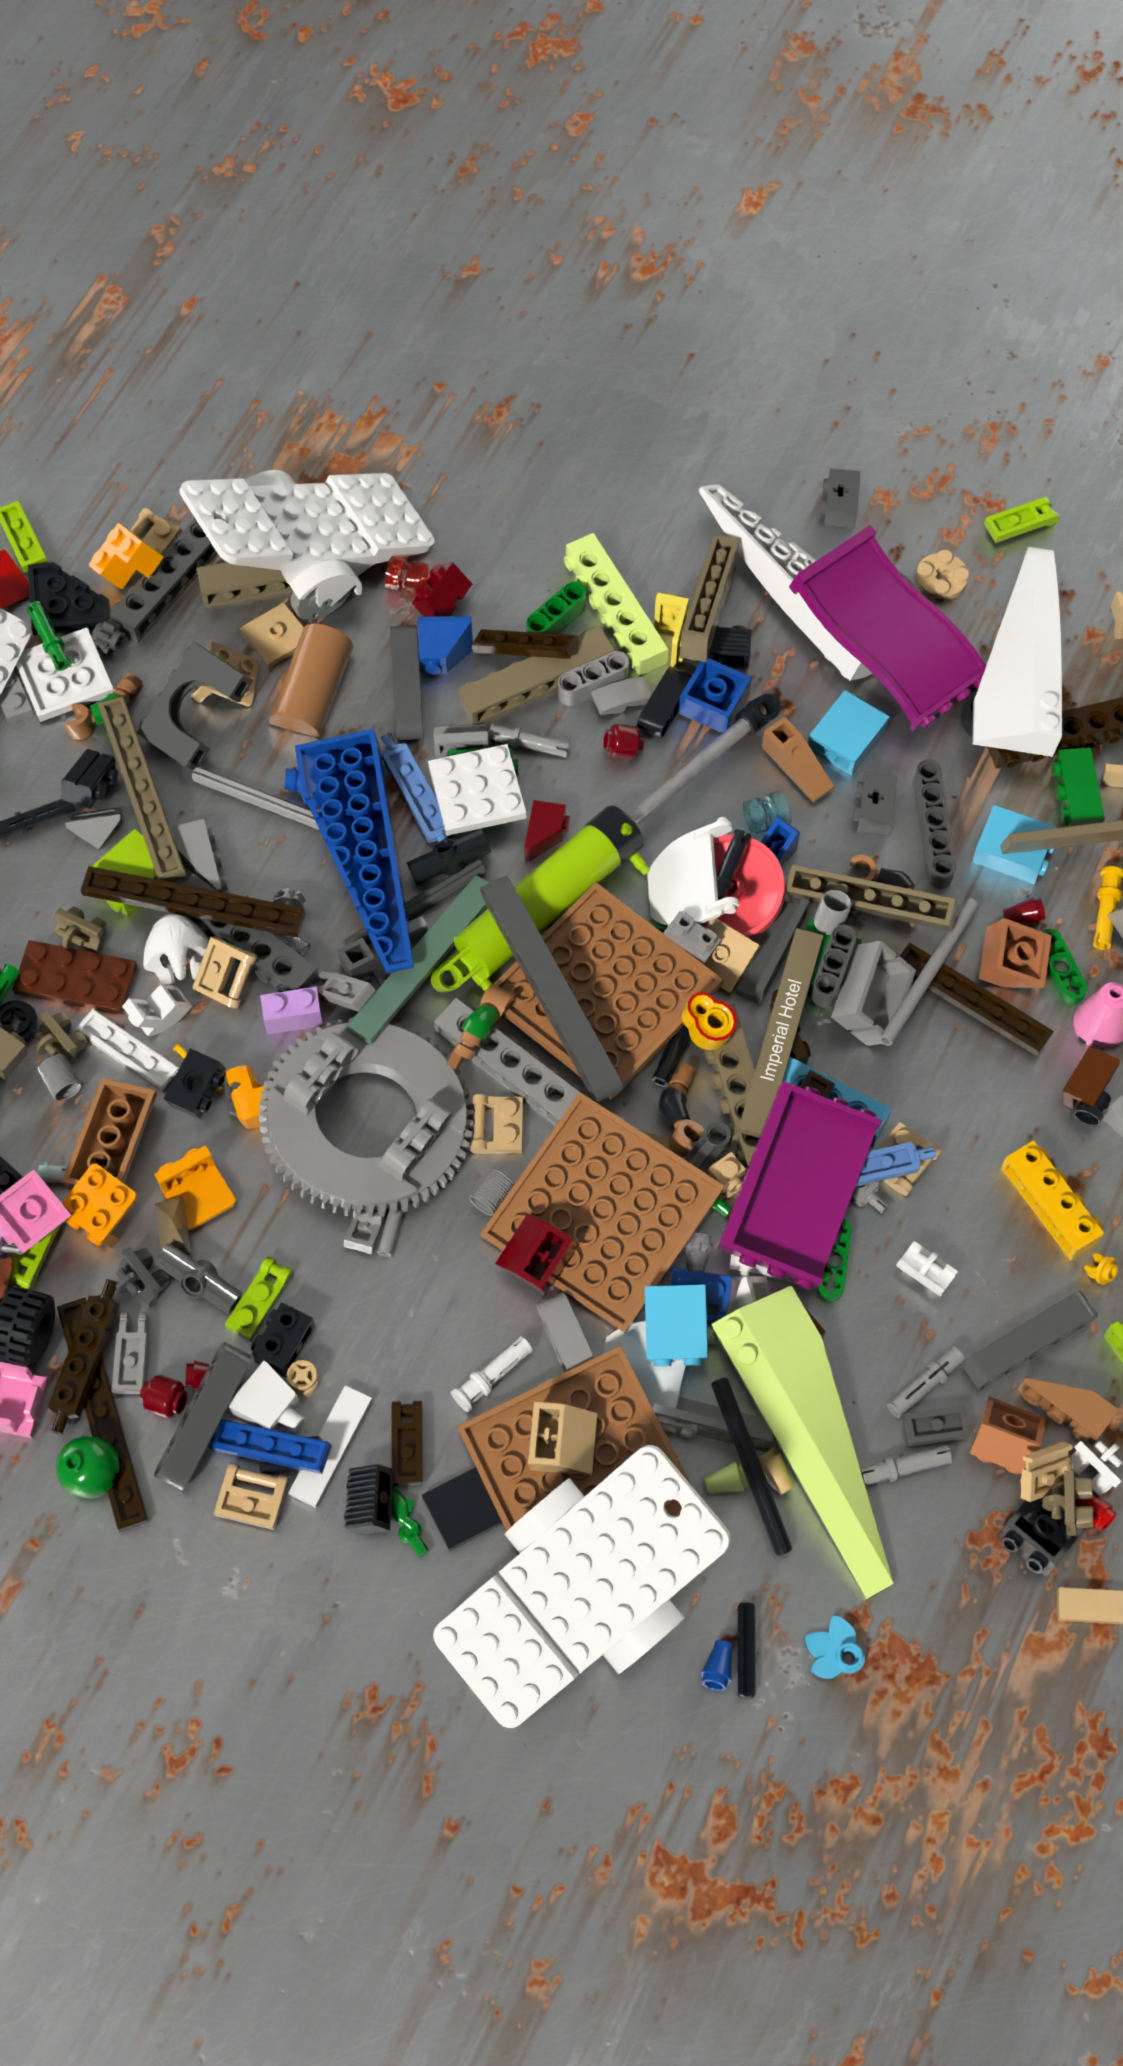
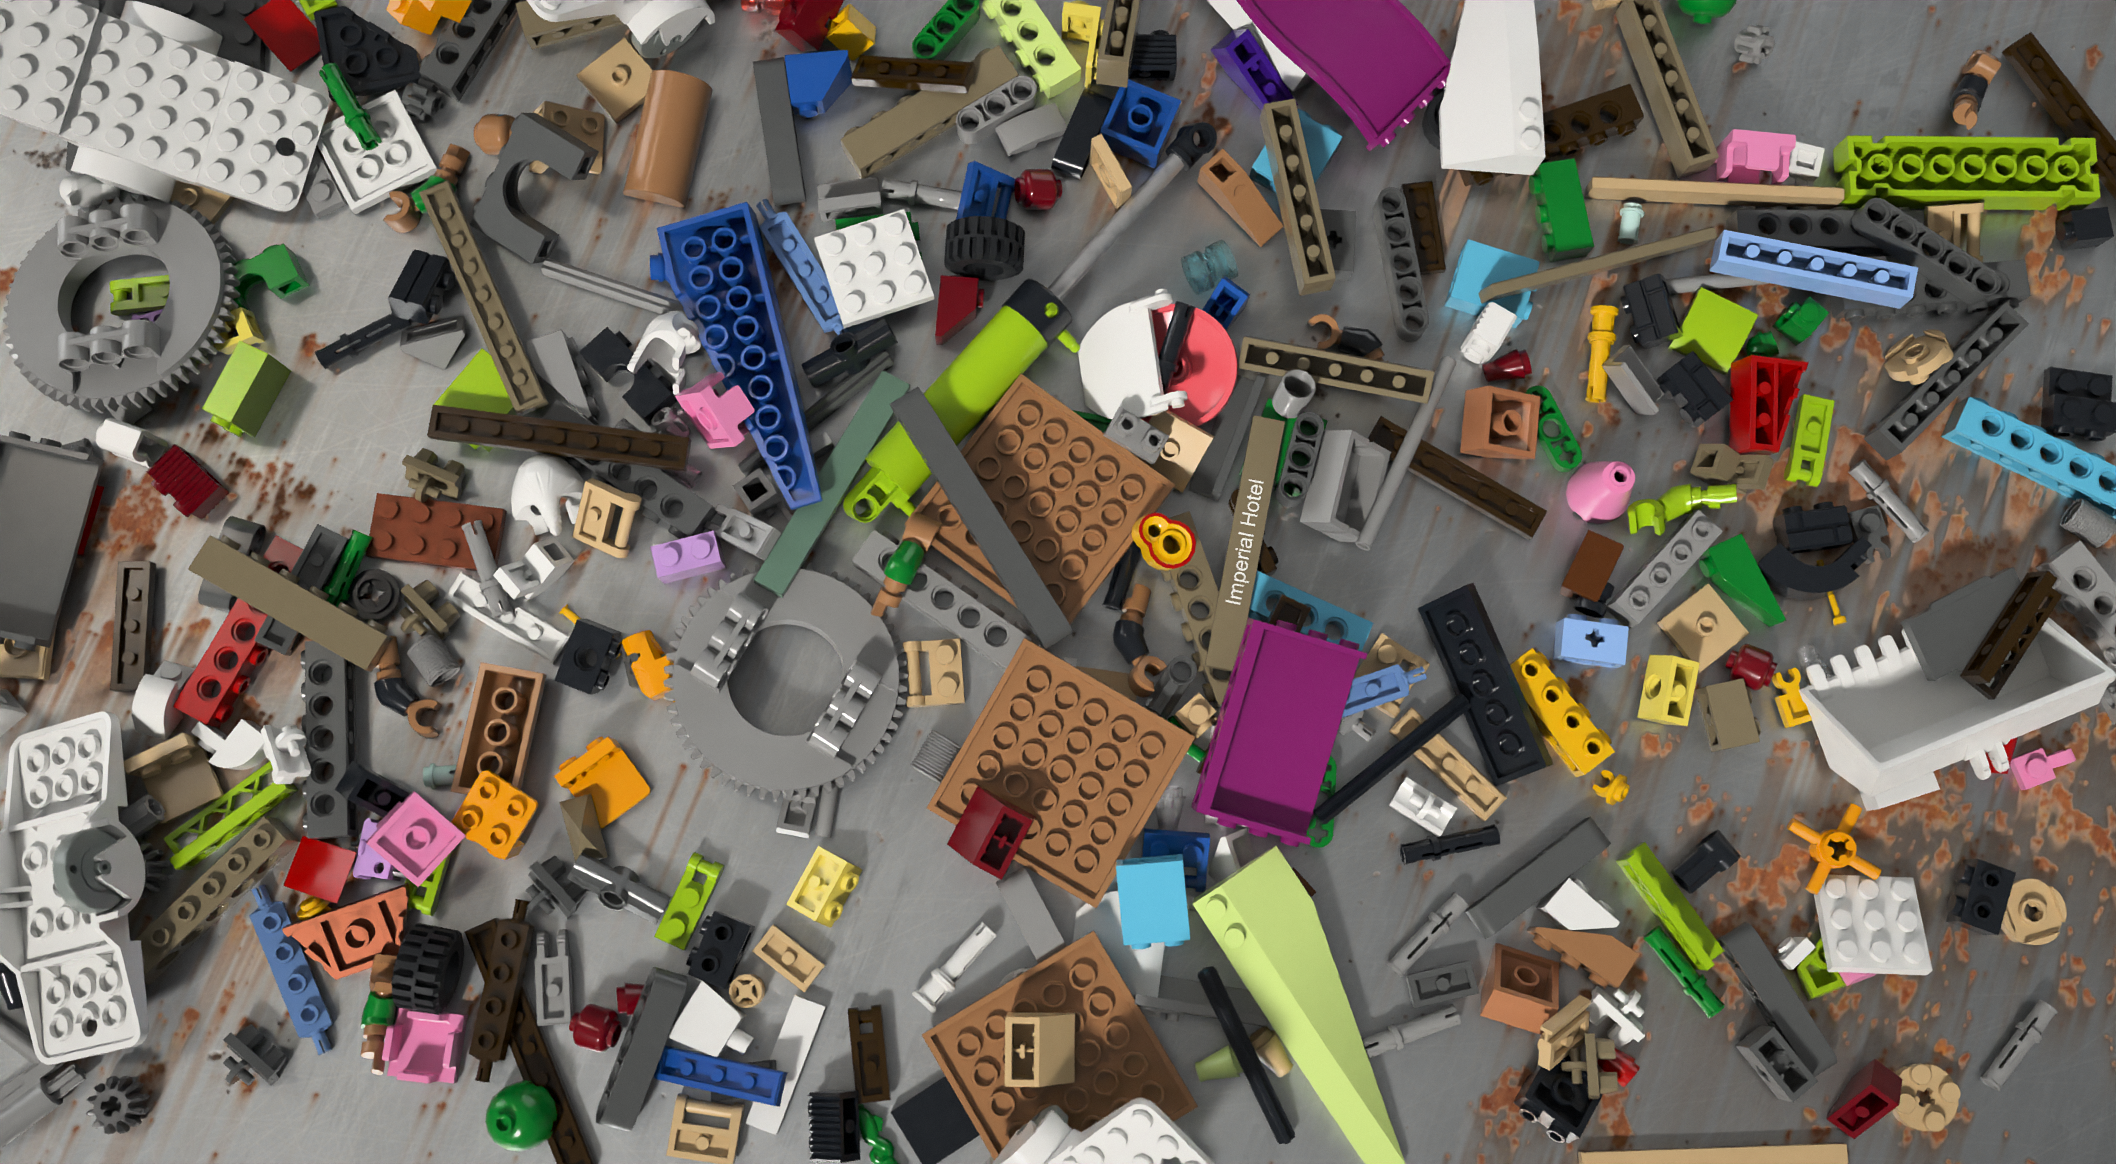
camera: 10 degrees left, 15 degrees up
(24, 1105) = (397, 696): none -> piece
(118, 1016) = (486, 569): none -> light grey pin
(163, 665) = (493, 132): none -> medium nougat head
(245, 845) = (610, 355): none -> black arch
(291, 836) = (667, 344): none -> white piece
(329, 892) = (716, 416): none -> bright pink panel
(343, 1353) = (789, 958): none -> tan plate
(382, 1295) = (824, 887): none -> light yellow bracket
(478, 607) = (851, 32): none -> yellow panel
(572, 743) = (980, 192): none -> blue plate
(573, 779) = (984, 248): none -> black tyre
(685, 728) = (1109, 172): none -> tan plate
(816, 664) = (1250, 68): none -> dark purple slope
(846, 757) = (1297, 197): none -> dark tan brick
(901, 1225) = (1391, 759): none -> black axle
(938, 1307) = (1436, 847): none -> black pin
(953, 1239) = (1452, 768): none -> tan tile
(958, 797) = (1425, 226): none -> dark brown tile
(989, 1169) = (1484, 676): none -> black plate
(1007, 880) = (1487, 333): none -> white brick
(1063, 1367) = (1573, 909): none -> white slope
(1073, 1145) = (1609, 636): none -> light blue brick

